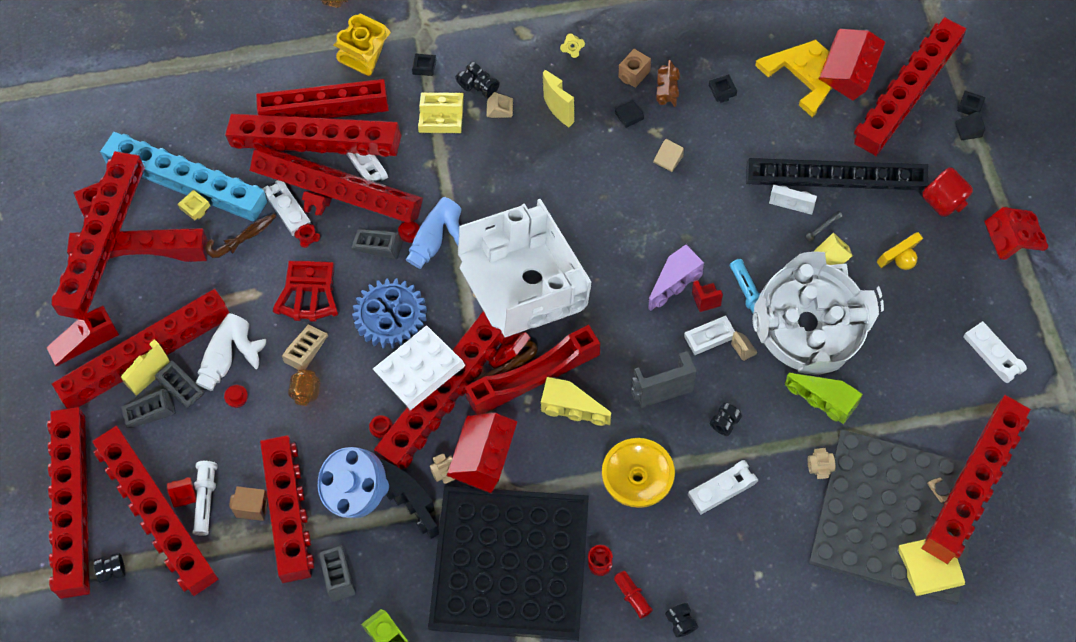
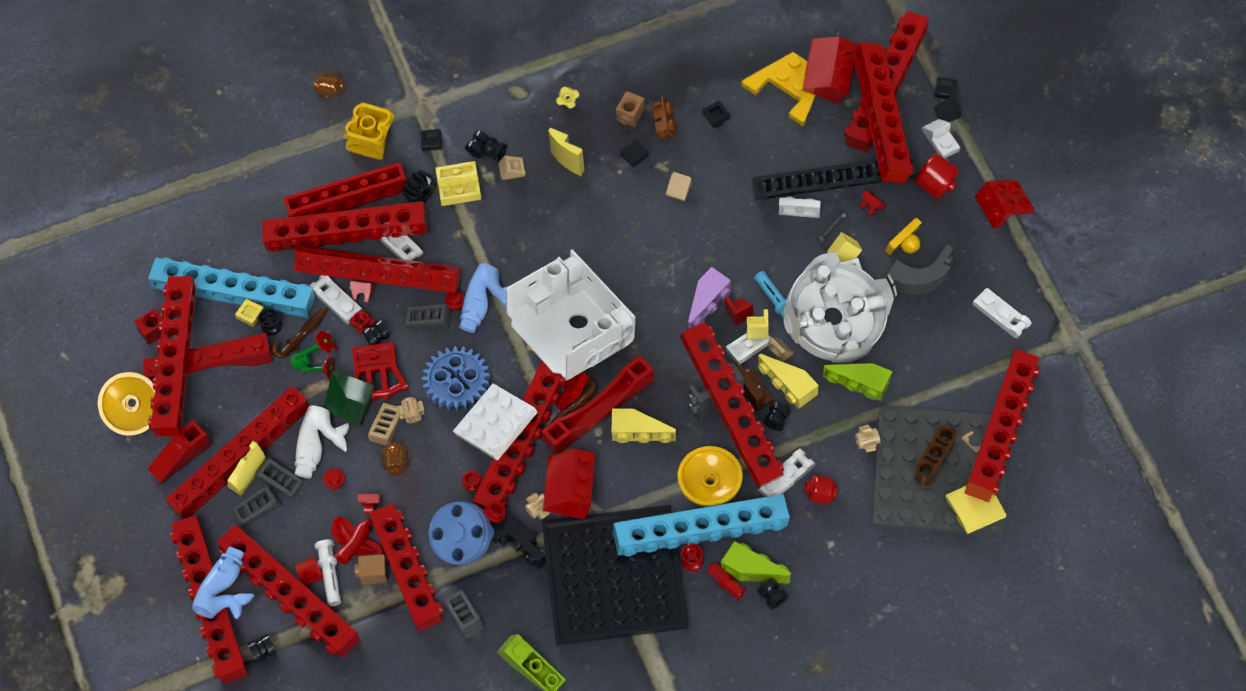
camera: 10 degrees left, 0 degrees up
(32, 273) = (115, 405): none -> yellow dish
(81, 483) = (220, 578): none -> light blue piece
(212, 218) = (270, 321): none -> black wheel
(238, 467) = (353, 540): none -> red plant
(257, 248) = (302, 359): none -> plant
(266, 428) = (369, 501): none -> red tile
(271, 311) = (348, 397): none -> dark green plate
(317, 250) = (374, 333): none -> black wheel
(334, 337) = (411, 410): none -> tan gear
(393, 466) = (495, 511): none -> red plate
(398, 108) = (419, 187): none -> black gear
(661, 314) = (704, 334): none -> red brick
(664, 584) = (754, 567): none -> lime slope
(702, 519) = (688, 520): none -> medium azure brick
(707, 384) = (755, 389): none -> reddish brown bracket
(723, 317) = (758, 326): none -> light yellow panel
(750, 384) = (793, 381): none -> light yellow slope
(759, 511) = (821, 489): none -> red head
(874, 208) = (874, 202): none -> red tile
(899, 488) = (939, 447): none -> reddish brown beam
(901, 116) = (882, 113): none -> red brick
(914, 300) = (922, 280): none -> dark grey arch
(958, 154) = (940, 137): none -> white slope

